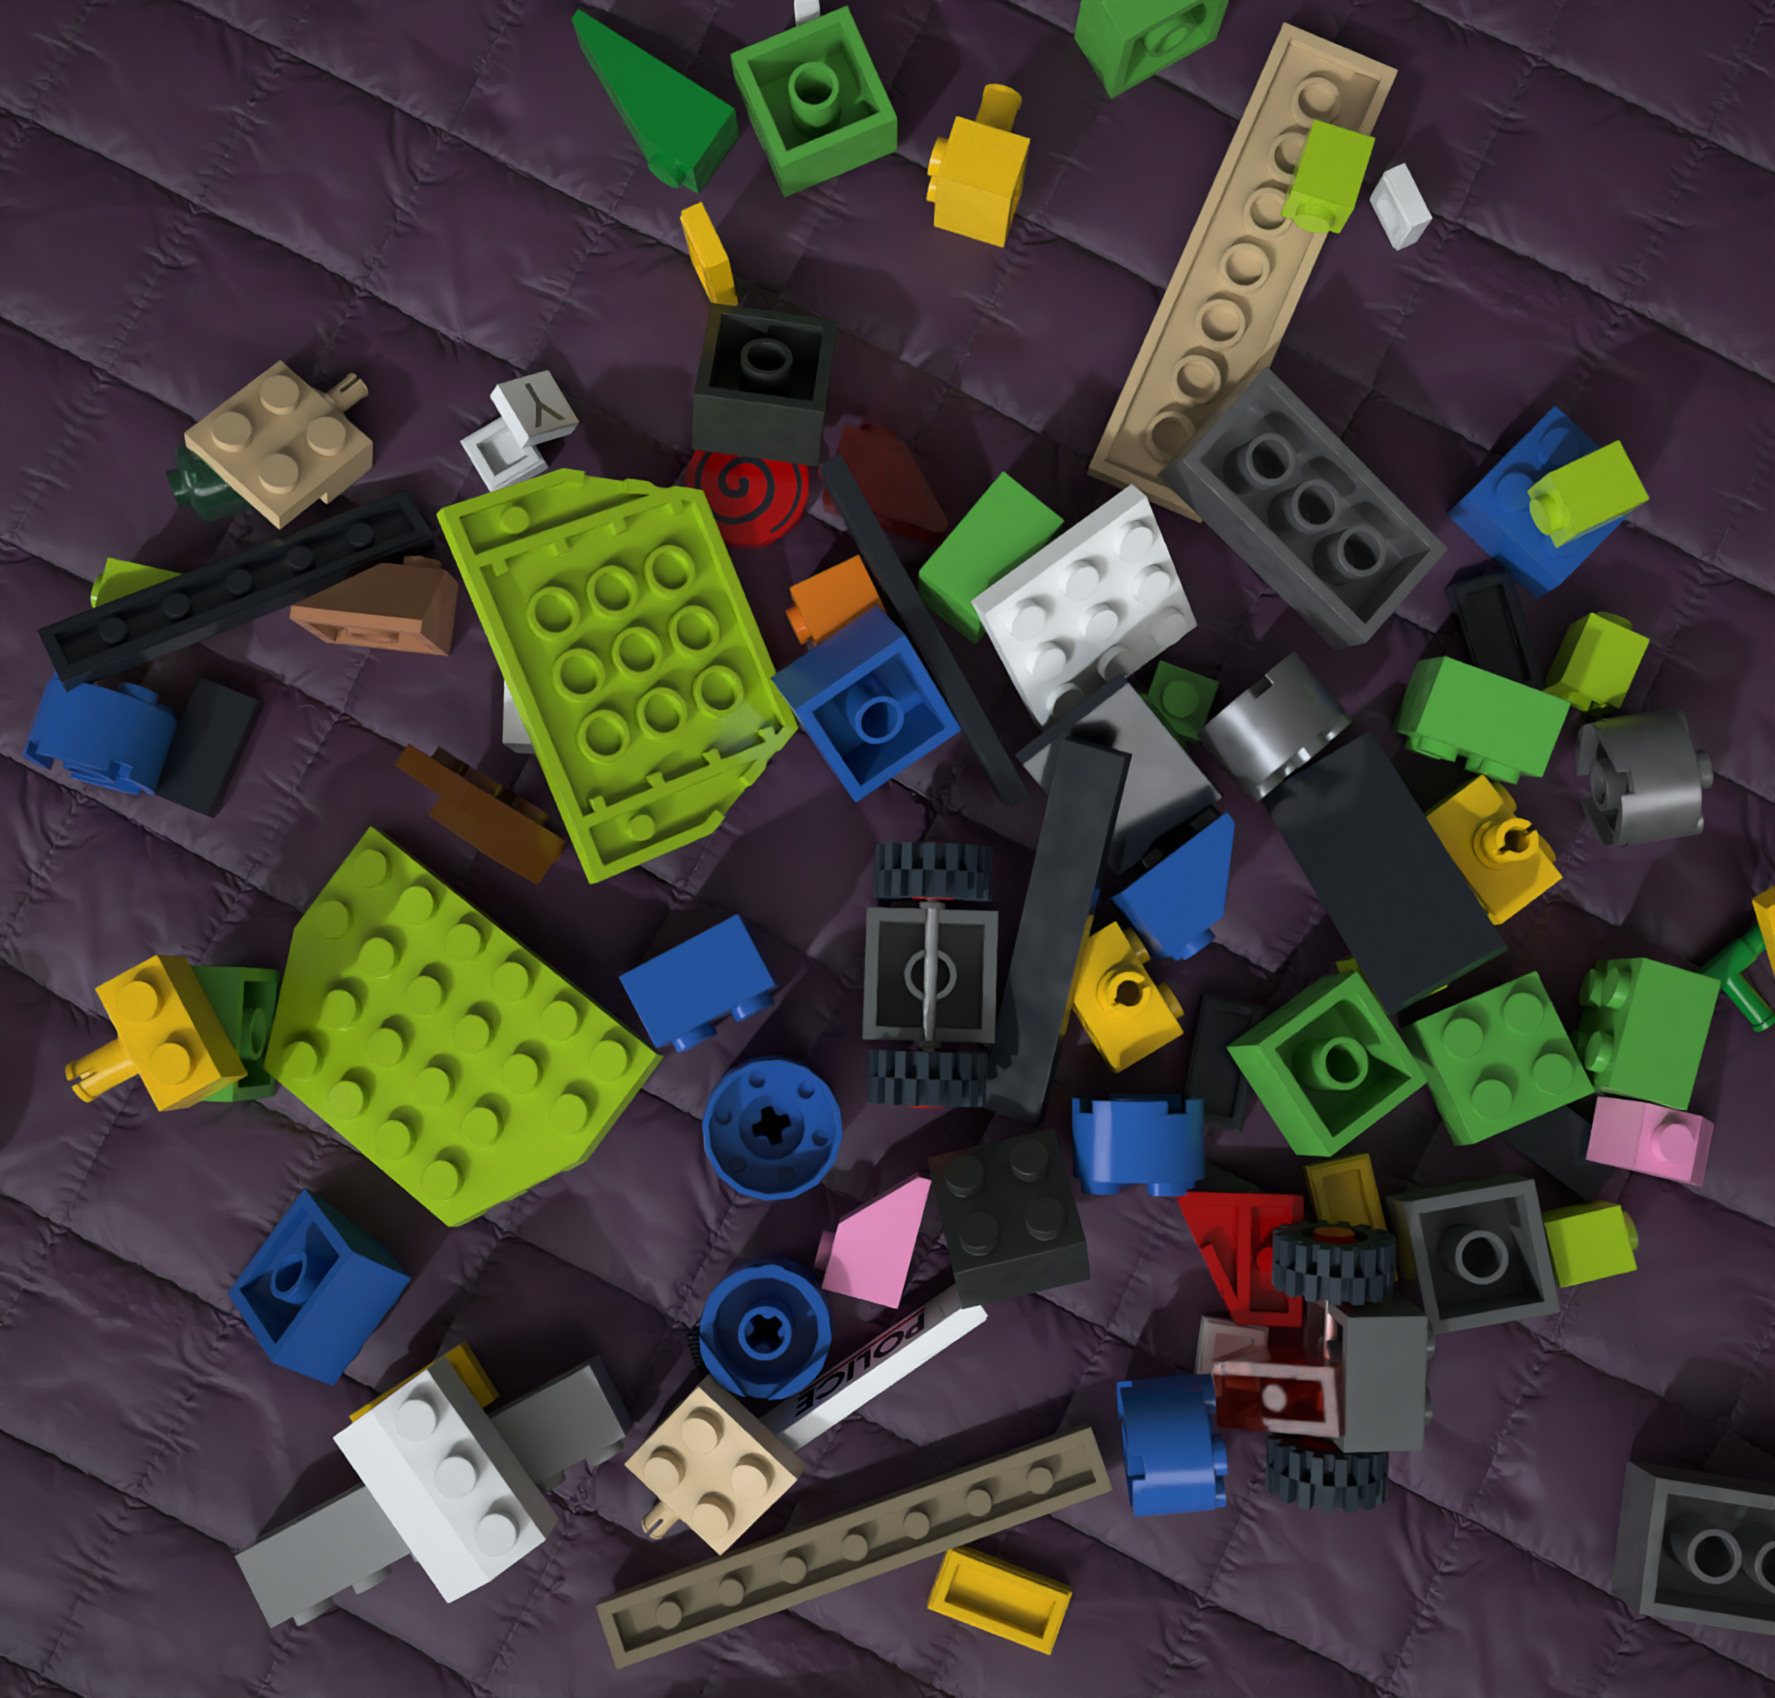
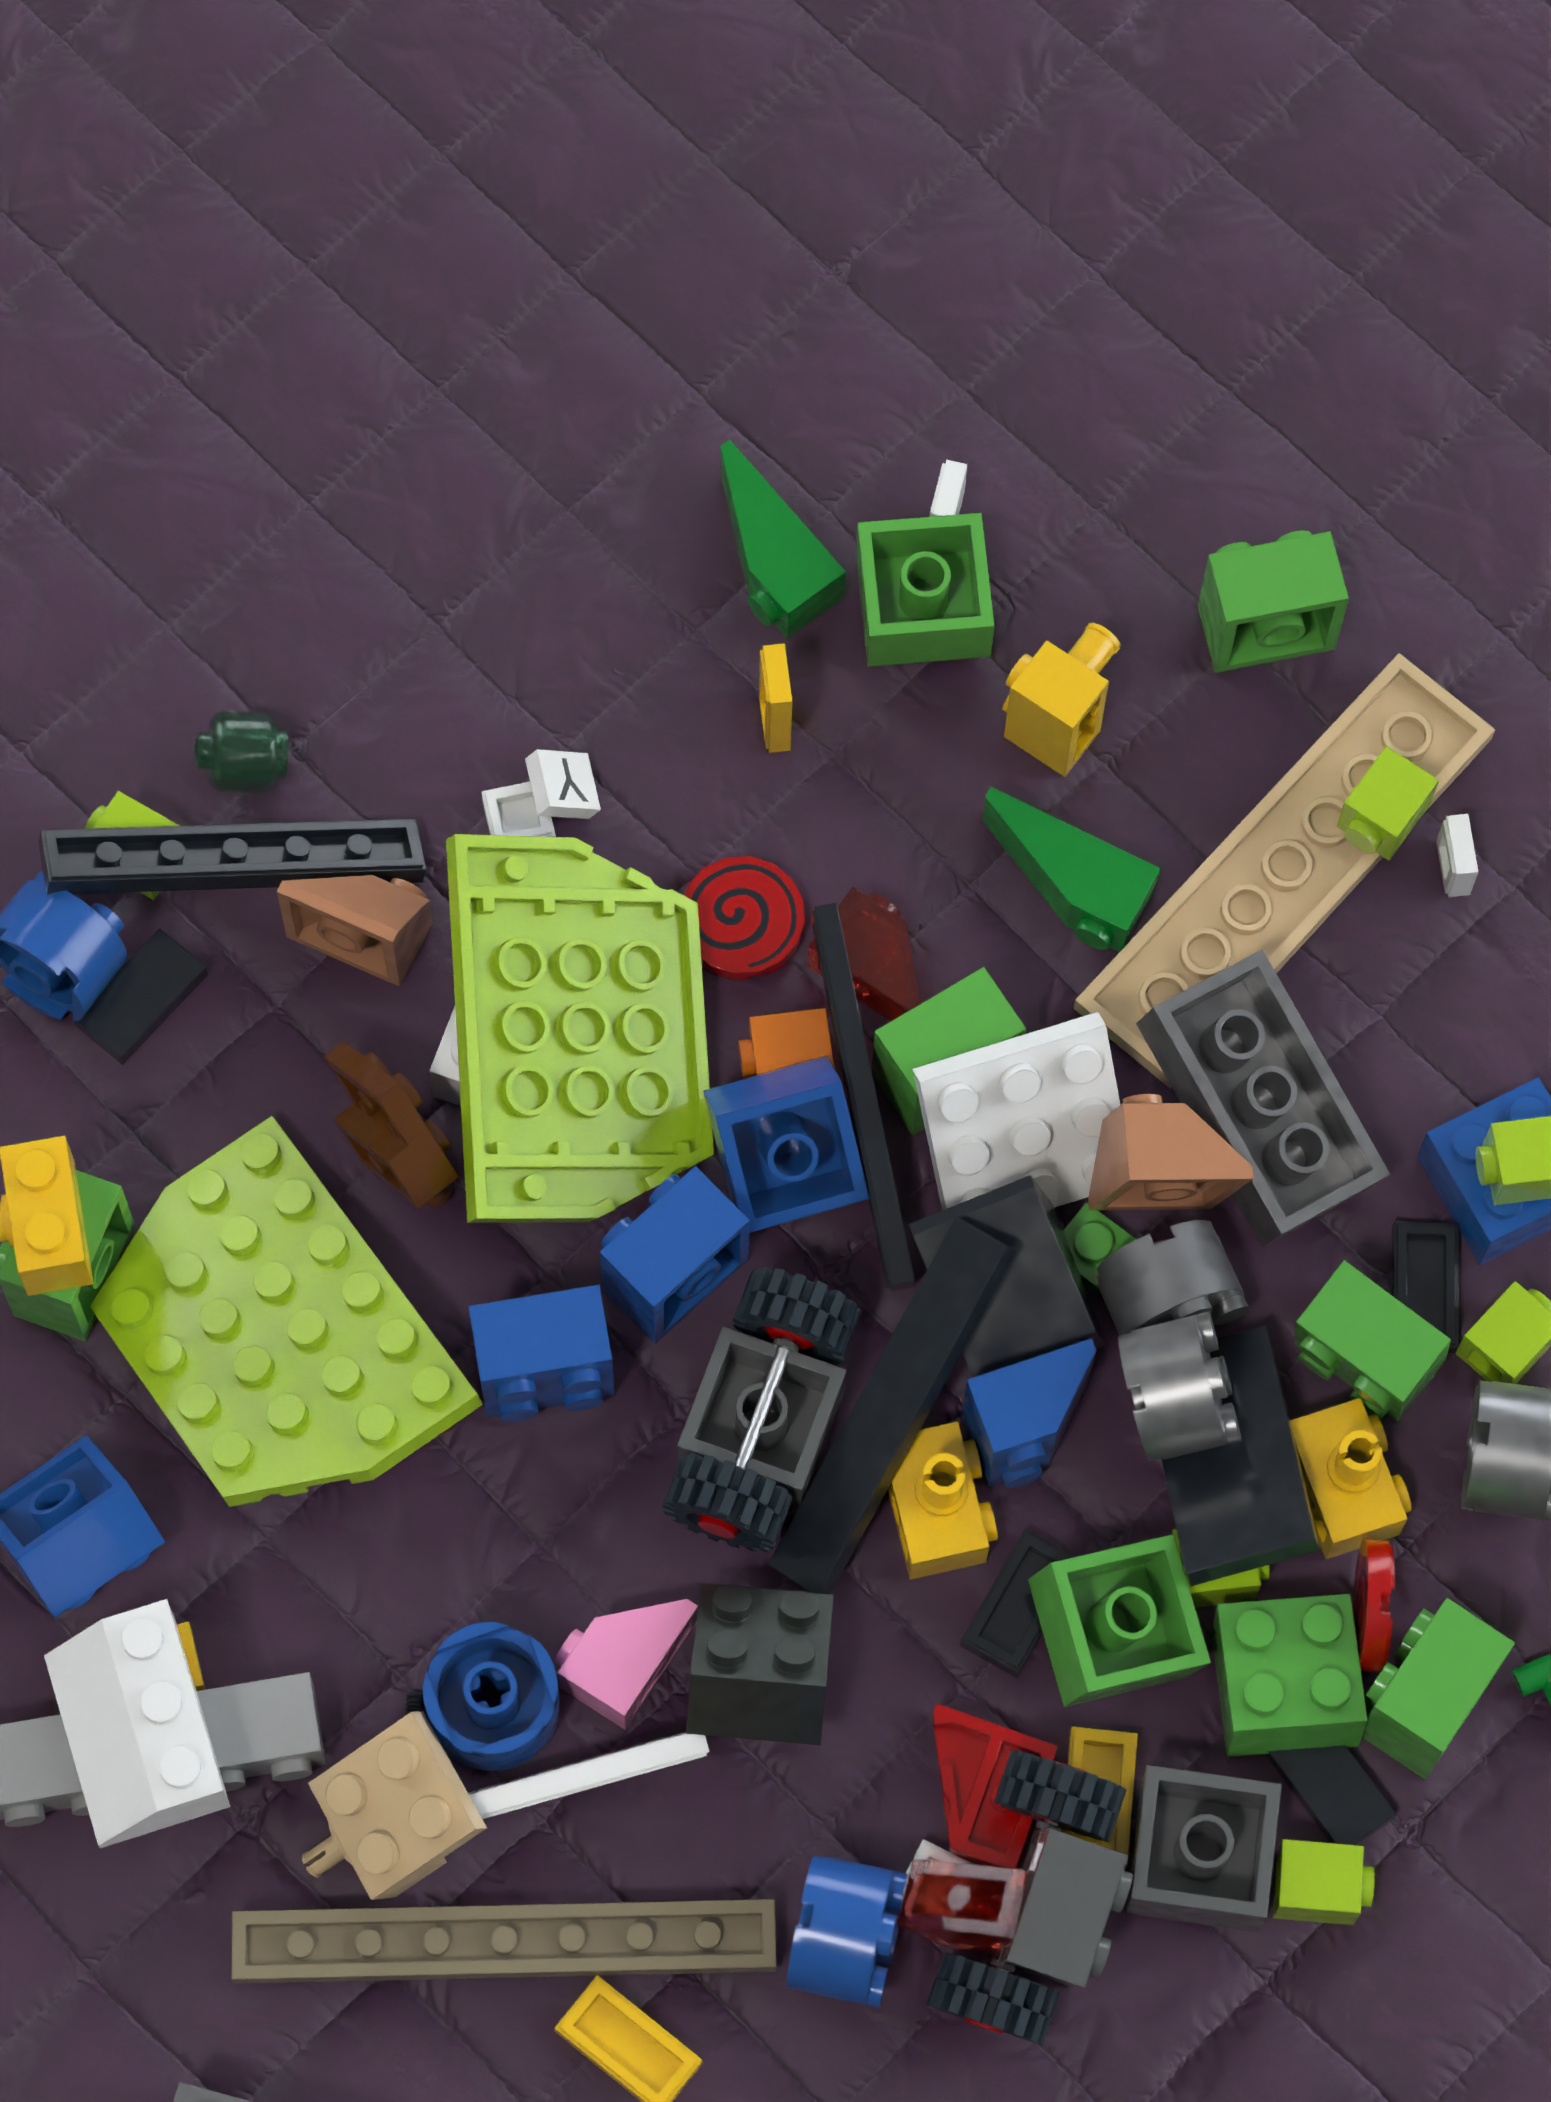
camera: 15 degrees right, 15 degrees down
(285, 442) = (320, 740): tan plate -> none
(763, 384) = (788, 826): pearl dark grey brick -> none
(794, 842) = (673, 1253): none -> blue brick
(807, 1141) = (566, 1467): blue wheel -> none
(1053, 342) = (1081, 877): none -> green slope
(1138, 1141) = (910, 1633): blue brick -> none
(1228, 600) = (1162, 1159): none -> nougat slope
(1324, 830) = (1178, 1387): none -> flat silver brick
(1556, 952) = (1371, 1603): none -> red tile
(1650, 1140) = (1424, 1804): bright pink slope -> none

